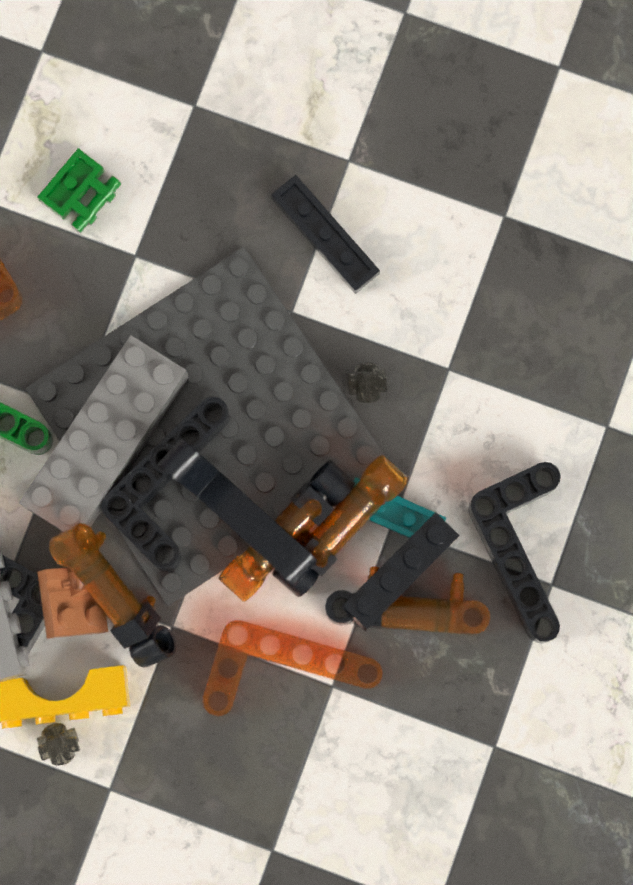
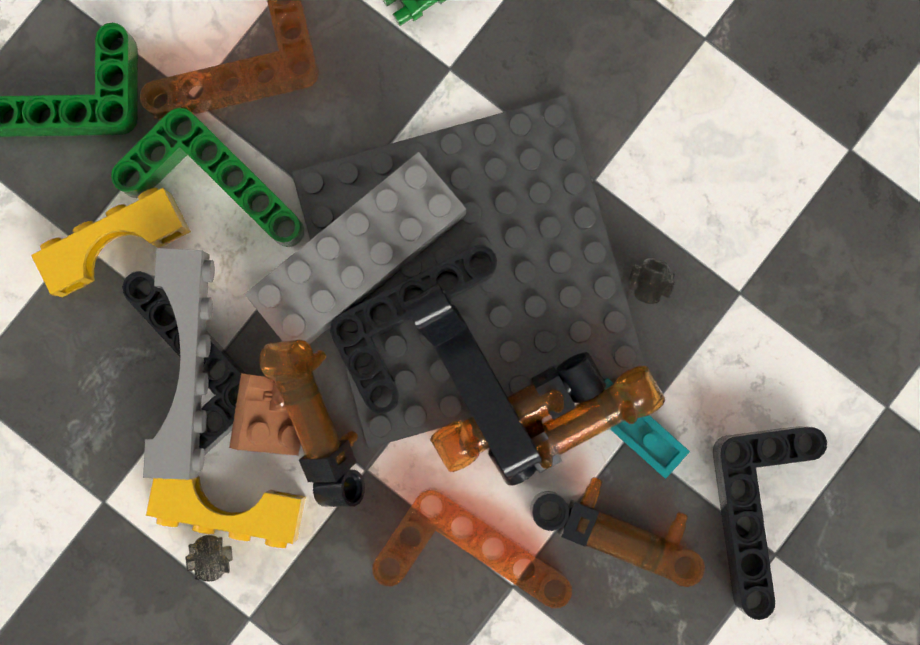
camera: 15 degrees right, 5 degrees up
(325, 234) = (657, 108): black plate -> none
(400, 571) = (624, 495): black plate -> none

